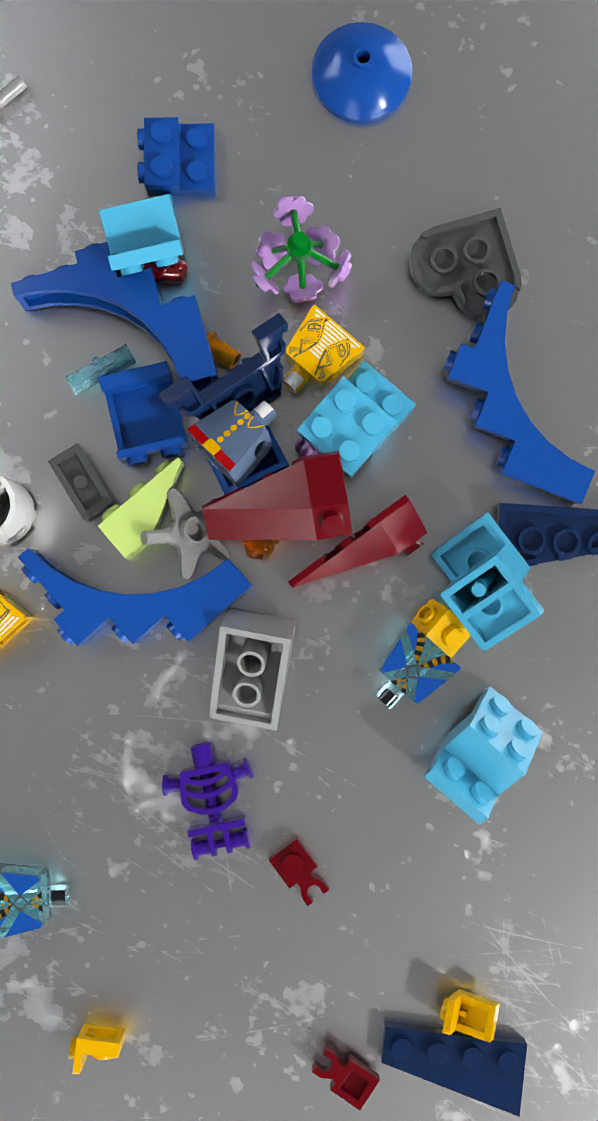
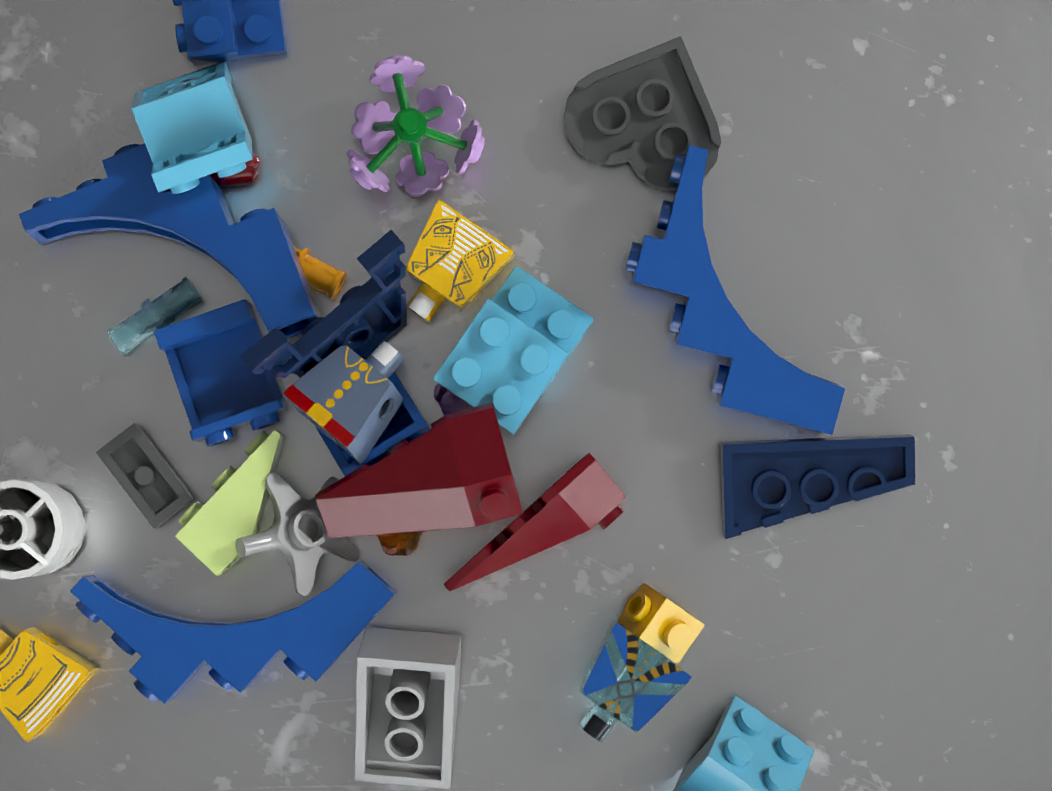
camera: 15 degrees left, 0 degrees up
(486, 582) = (712, 557): medium azure bracket -> none

